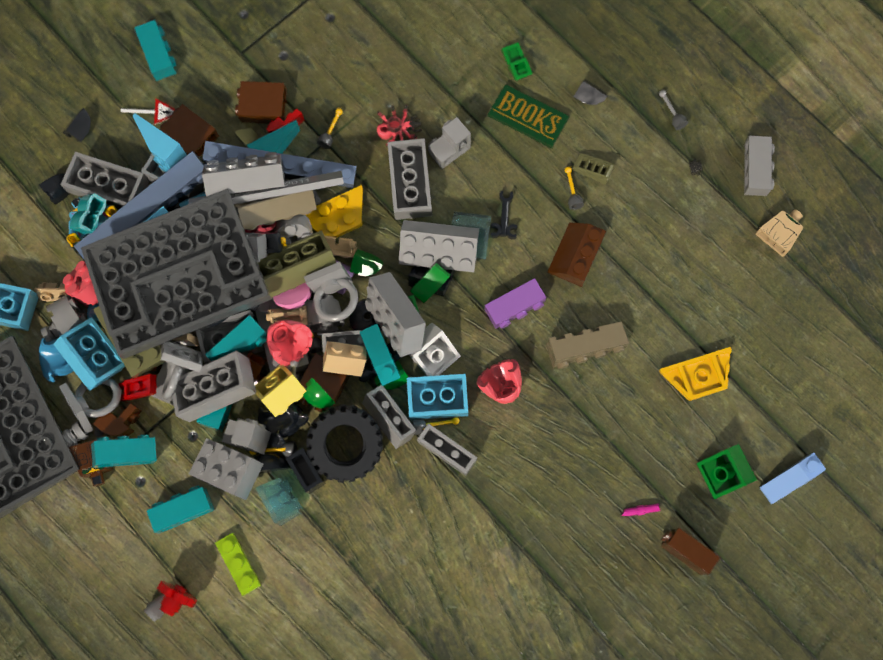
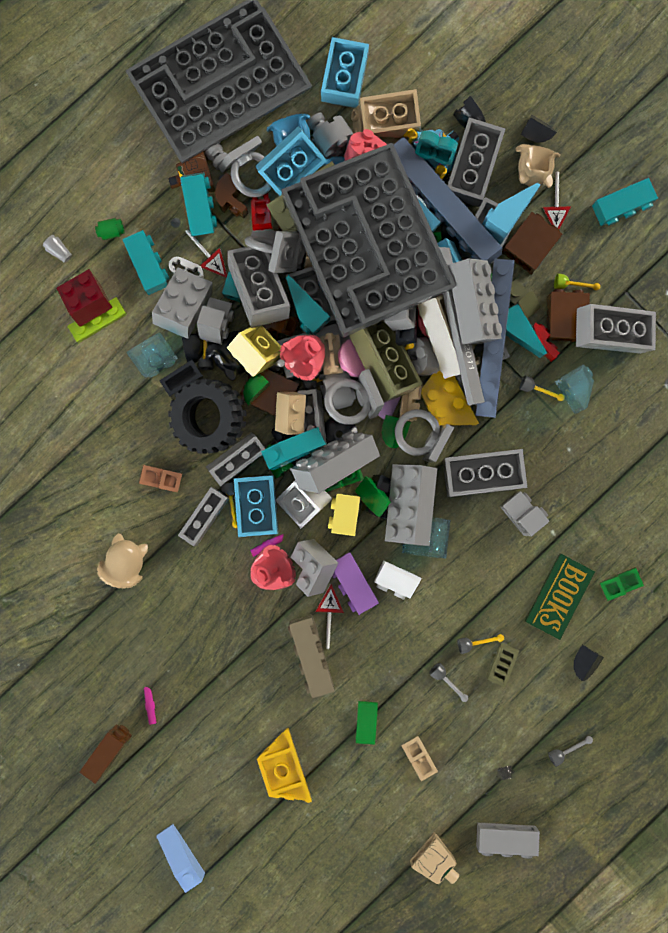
camera: 85 degrees right, 10 degrees up
(48, 258) = (391, 113): none -> tan slope
(113, 127) = (536, 165): none -> tan hair
(141, 548) = (110, 228): none -> green brick
(174, 598) = (62, 263): red plant -> none
(185, 440) = (214, 262): none -> piece
(185, 468) = (185, 264): none -> white beam
(213, 573) = (84, 298): none -> dark red brick
(228, 108) = (562, 281): none -> hinge
(276, 58) = (616, 329): none -> light grey brick
(331, 93) = (577, 388): none -> clear light blue slope
(378, 222) = (434, 442): none -> light grey tile
(395, 126) = (544, 457): animal -> none
(407, 497) = (160, 478): none -> nougat slope
(447, 309) = (345, 514): none -> light yellow brick
(476, 390) = (274, 541): none -> dark pink piece
(493, 535) = (122, 563): none -> tan hair
(497, 336) = (316, 565): none -> light grey brick
(503, 228) = (434, 570): black bar -> none
(511, 261) = (397, 580): none -> white slope
(536, 329) = (329, 604): none -> piece
(576, 252) = (409, 646): reddish brown slope -> none
(603, 224) = (439, 672): none -> hinge
(651, 293) = (366, 722): none -> green slope
(685, 245) = (419, 758): none -> tan slope
(726, 471) = (186, 792): green slope -> none

